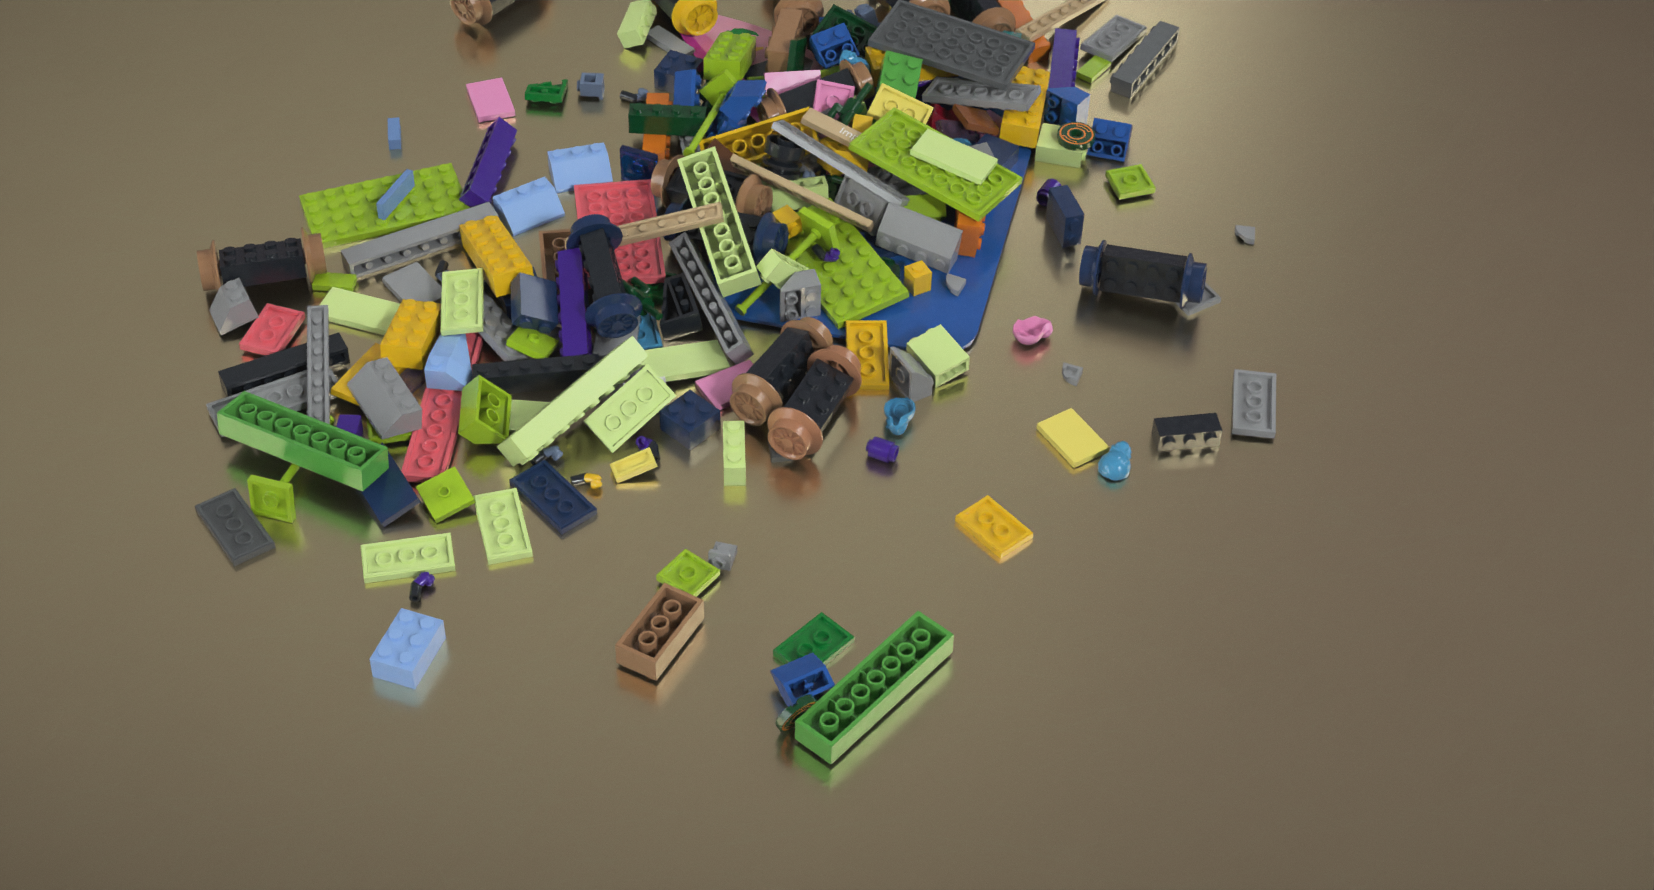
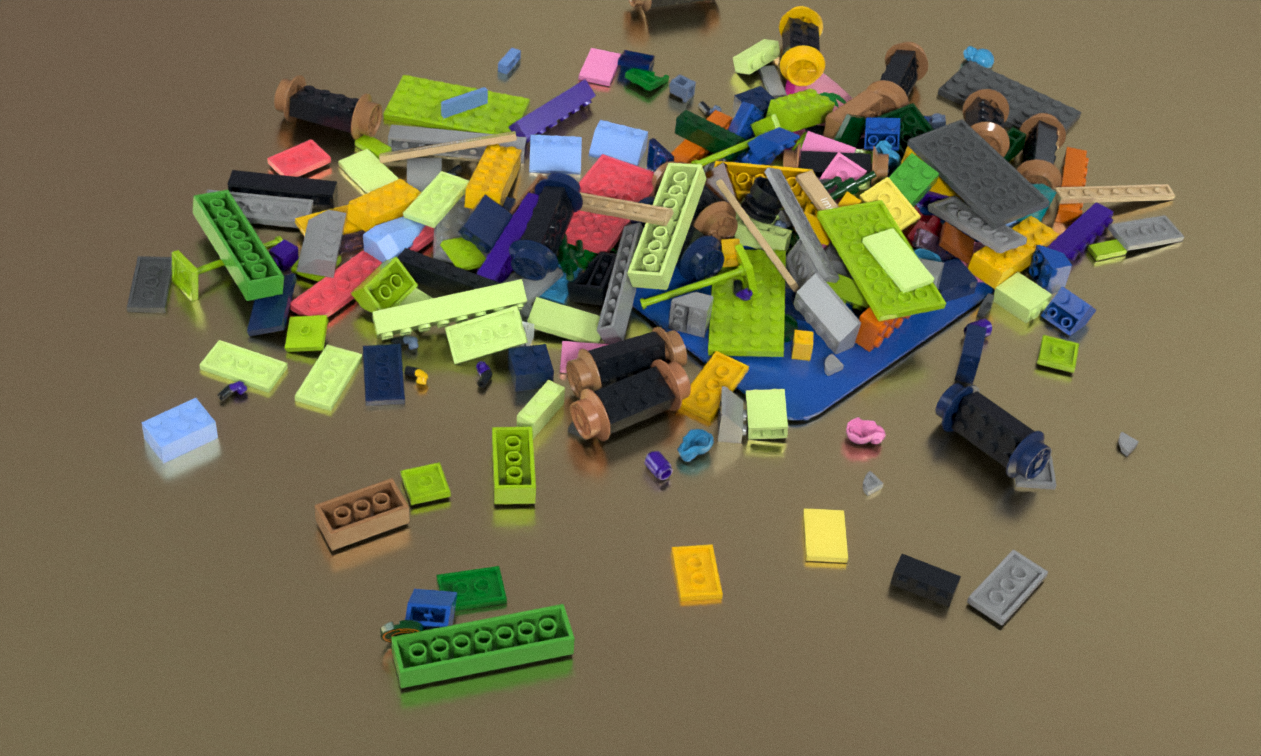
camera: 30 degrees right, 0 degrees up
(232, 307) = (286, 130): light grey slope -> none
(318, 363) = (299, 199): light grey tile -> none
(421, 246) = (447, 147): none -> tan tile
(522, 77) = (636, 60): none -> clear blue tile
(633, 465) = (459, 380): light yellow tile -> none
(722, 555) = (464, 483): light grey bracket -> none
(757, 515) = (513, 465): none -> lime brick
(778, 268) = (685, 281): yellowish green brick -> none
(1037, 167) = (985, 306): none -> dark grey tile
(1085, 135) = (1030, 287): dark green tile -> none
(1116, 463) = (843, 575): dark azure hair -> none
(1144, 59) = (1158, 261): dark grey brick -> none

